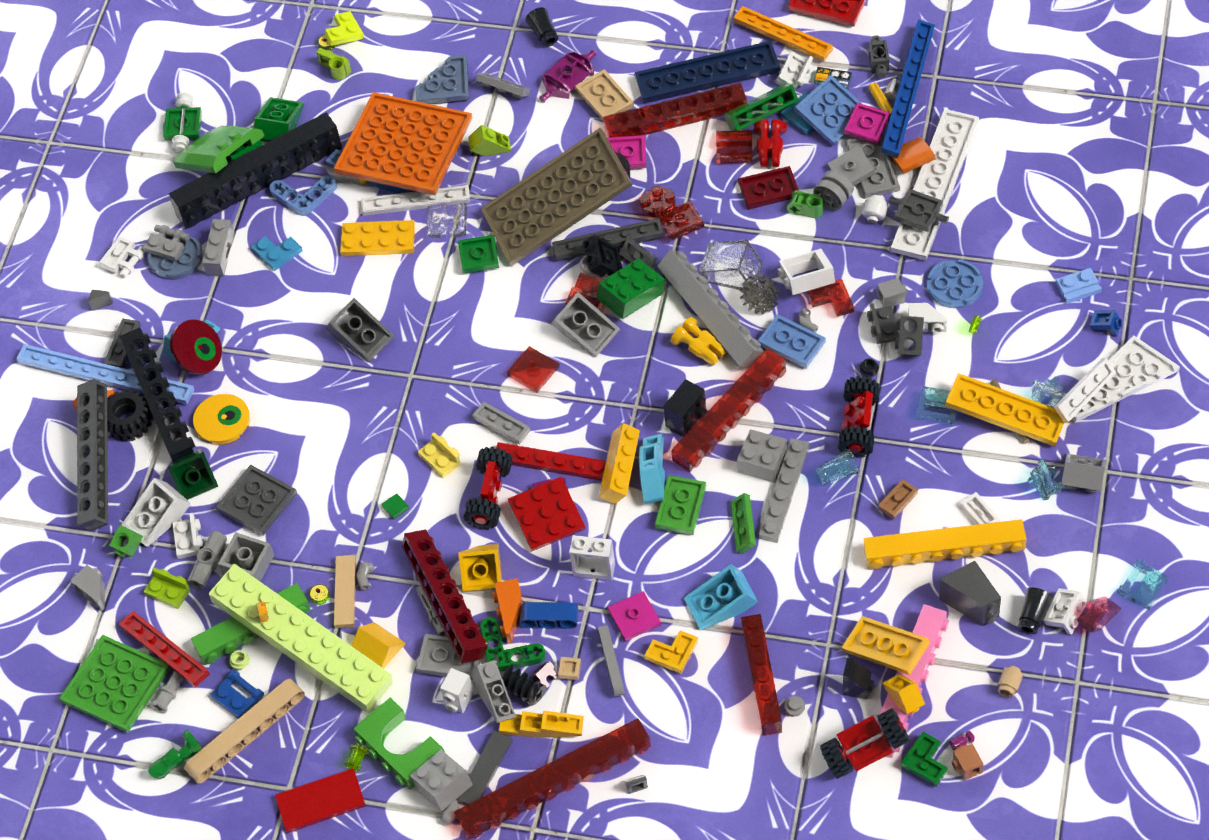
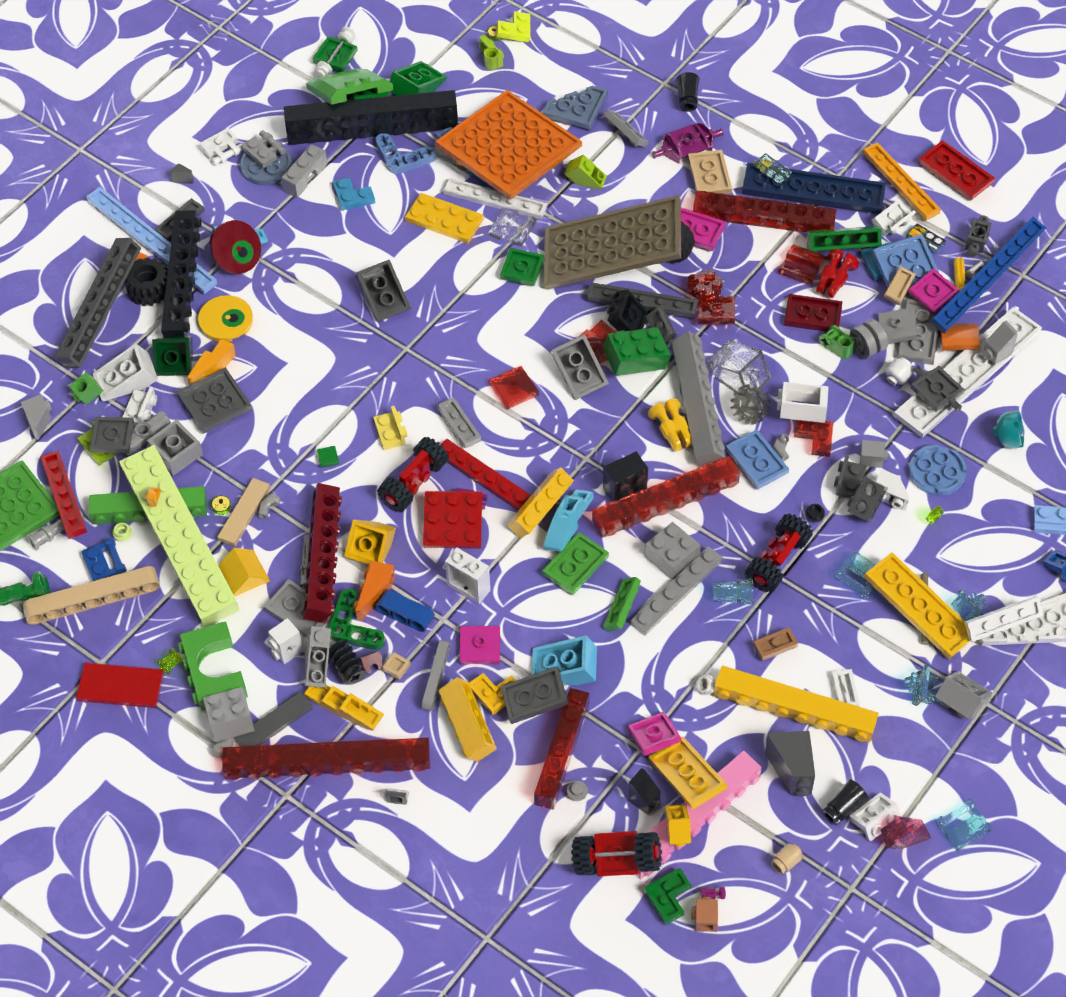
camera: 20 degrees right, 0 degrees up
(181, 572) = (112, 434): none -> dark grey plate
(234, 465) = (212, 362): none -> light orange slope
(661, 68) = (772, 168): none -> clear light blue tile
(663, 687) = (467, 719): none -> yellow brick
(713, 637) = (534, 695): none -> dark grey tile
(834, 130) = (899, 285): none -> tan tile
(835, 625) = (654, 733): none -> dark pink plate
(851, 562) = (701, 684): none -> white plate
(954, 145) = (1000, 343): none -> light grey slope
(1000, 221) = (1010, 429): none -> teal cylinder

